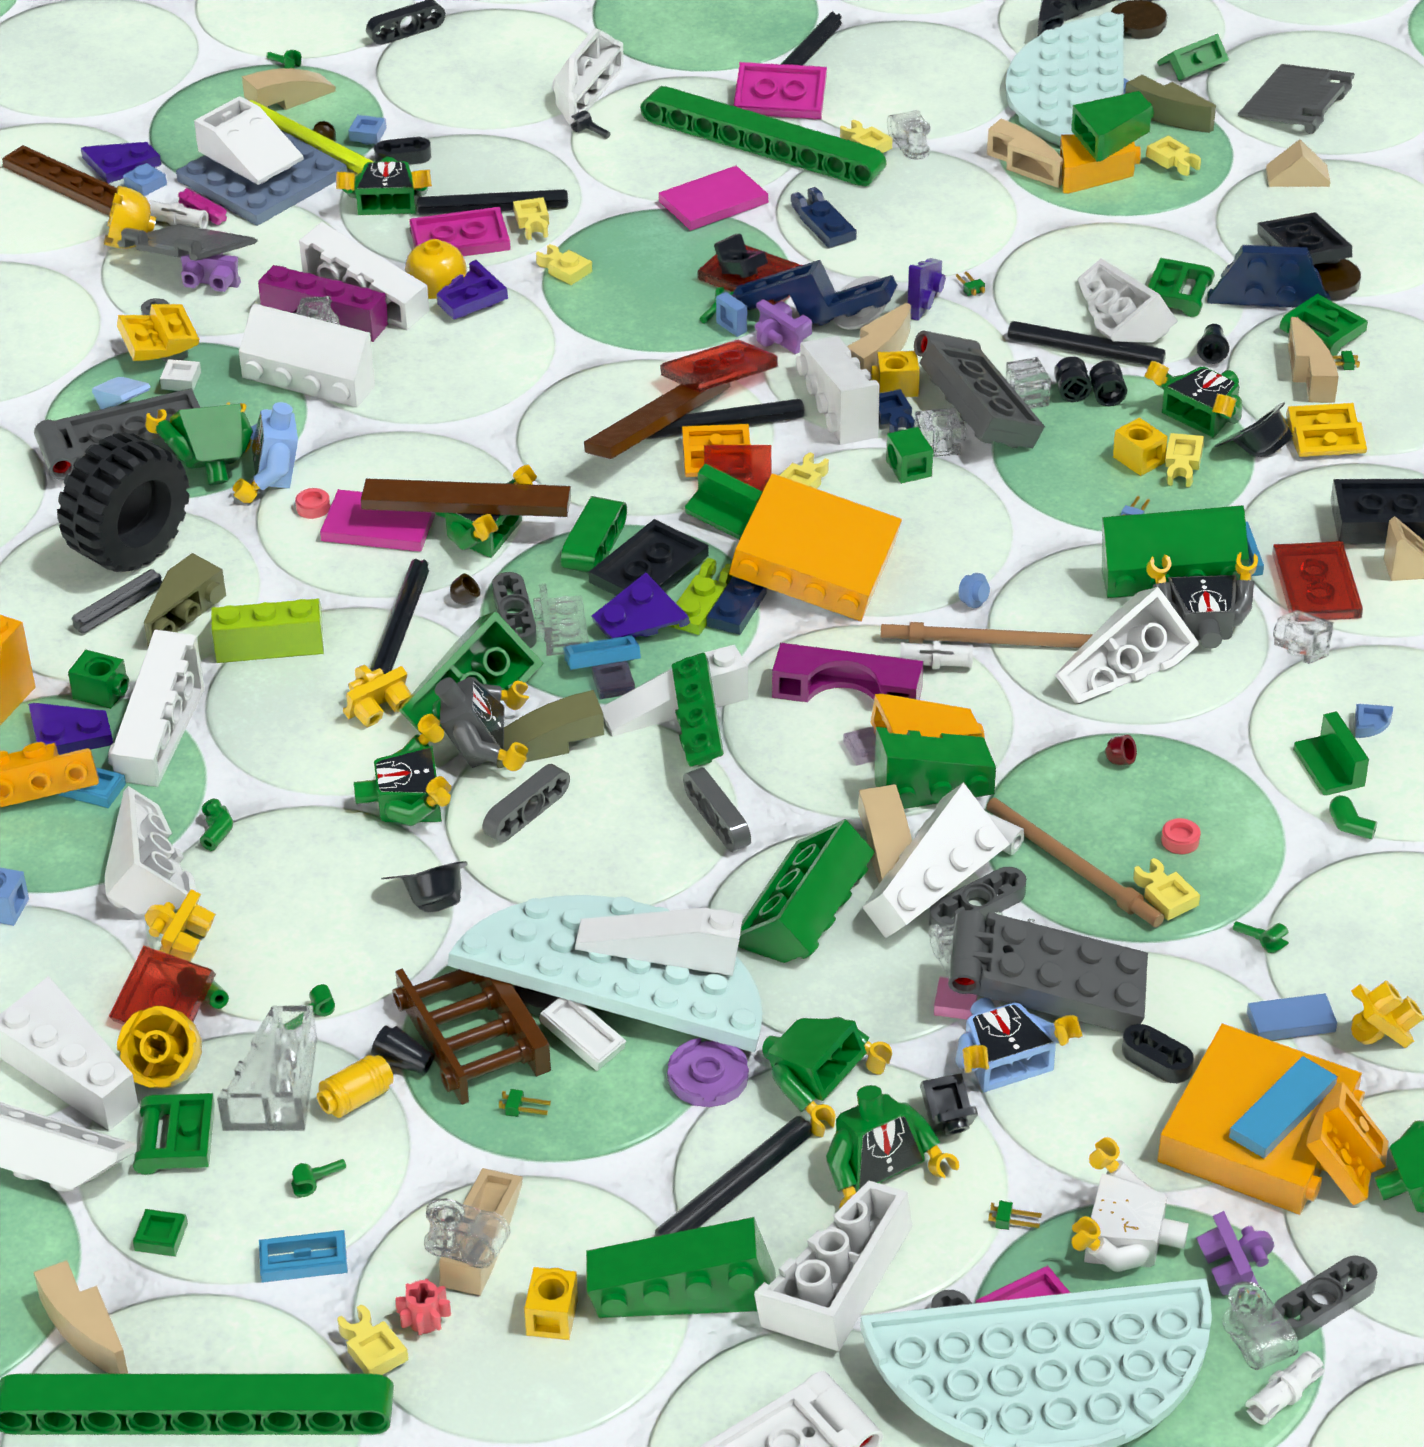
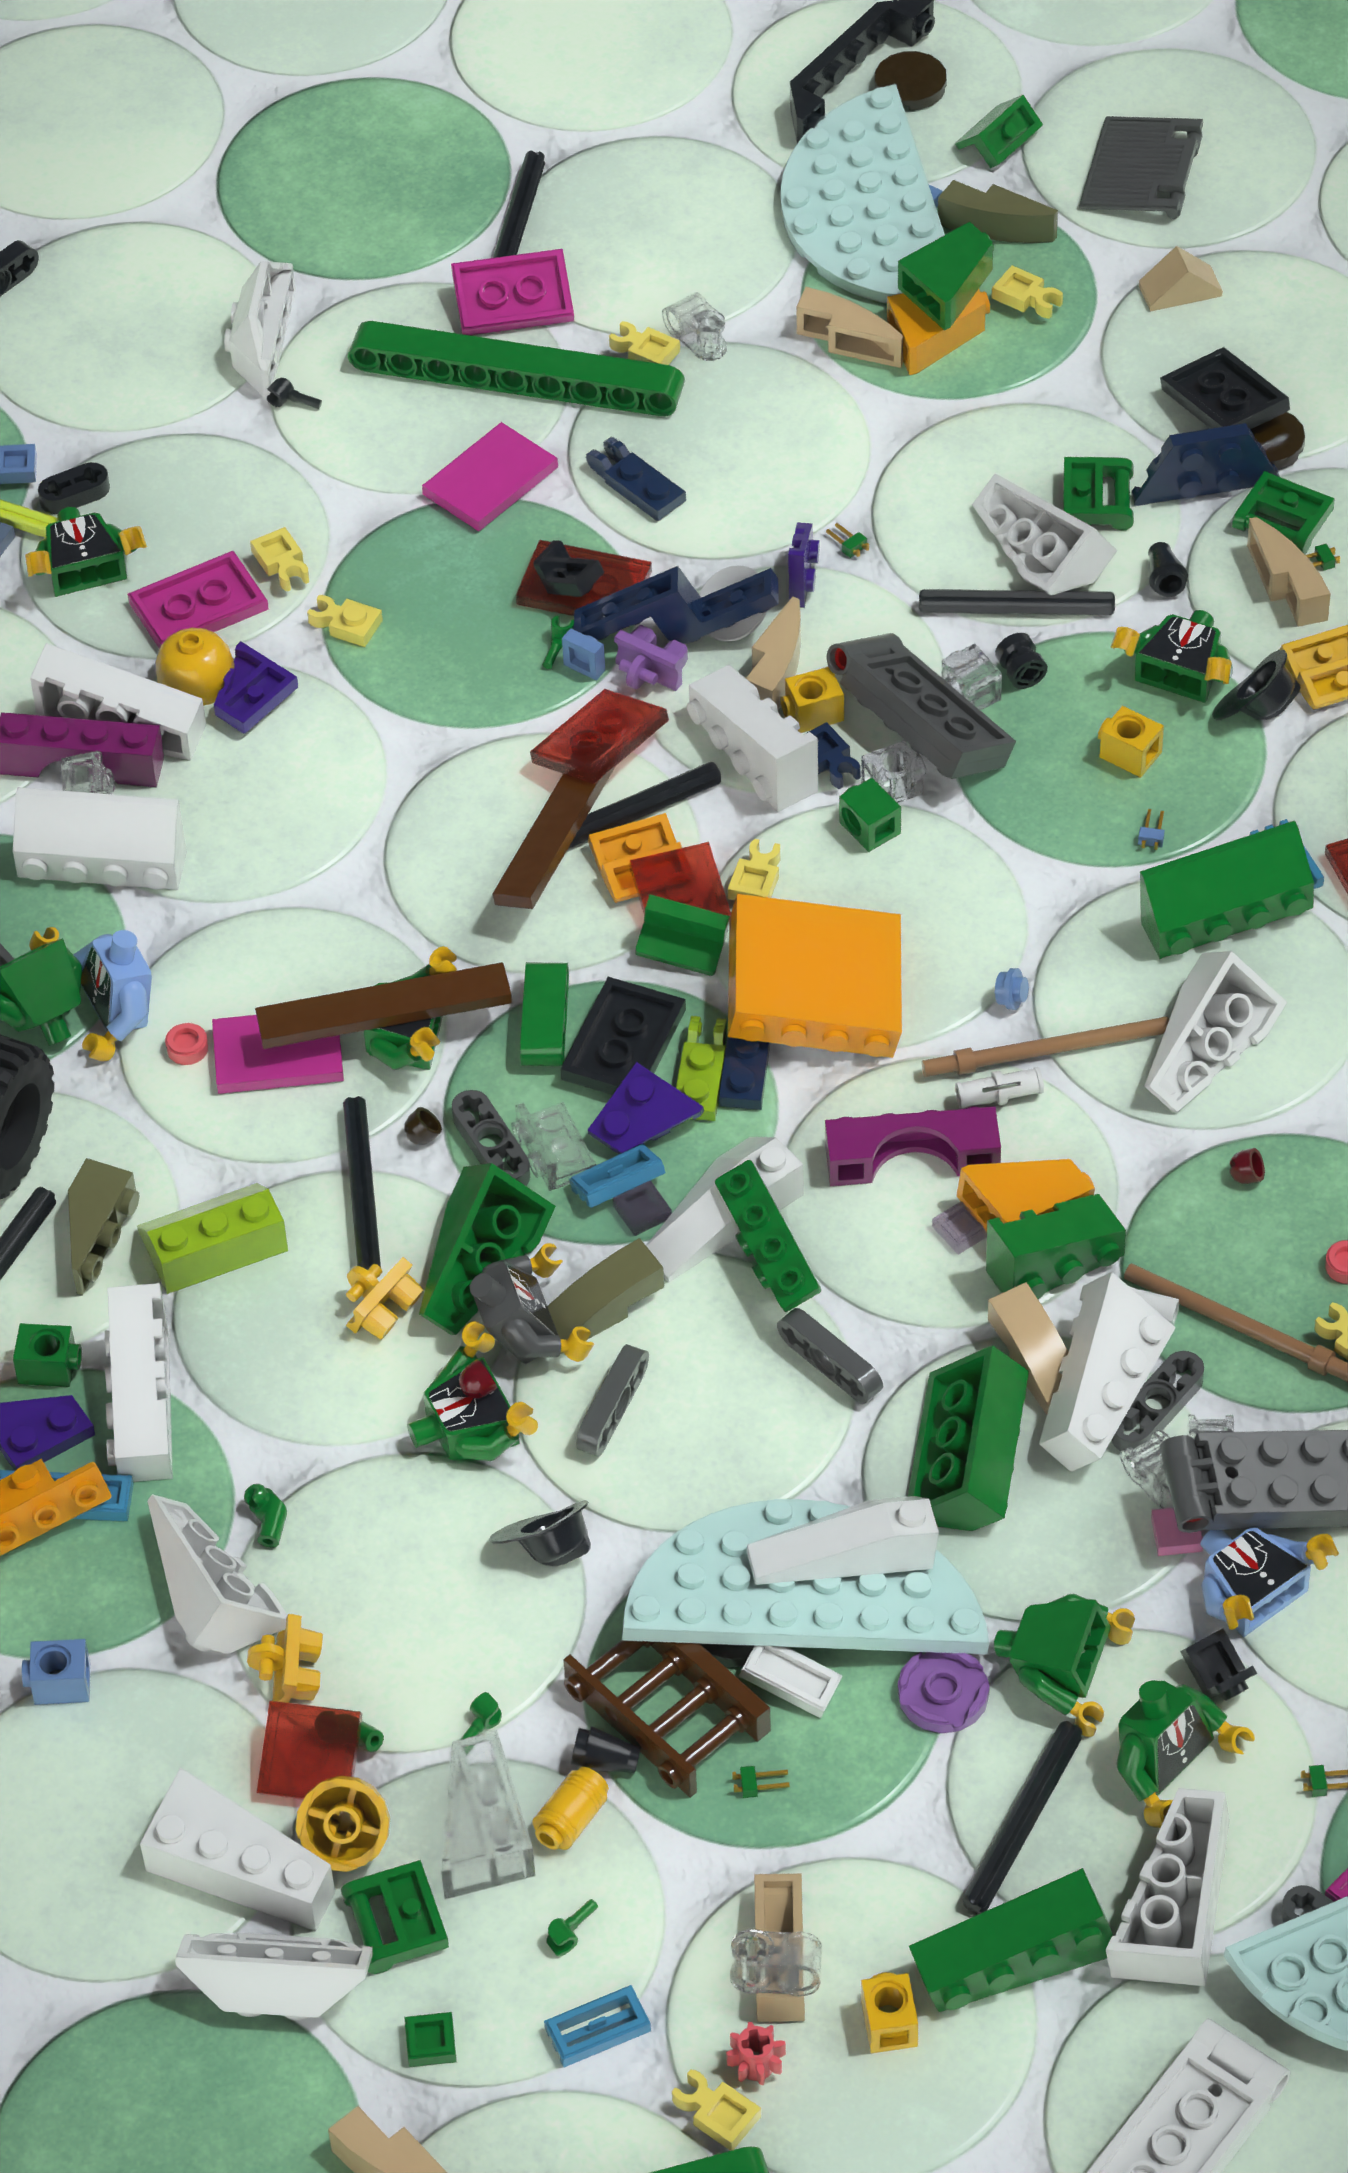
camera: 15 degrees left, 10 degrees up
(415, 758) = (476, 1381): none -> dark red hinge
(504, 200) = (215, 543): black axle -> none
(1108, 383) = (1066, 660): black wheel -> none
(1183, 456) = (1185, 742): light yellow plate -> none
(1208, 603) = (1280, 946): torso -> none

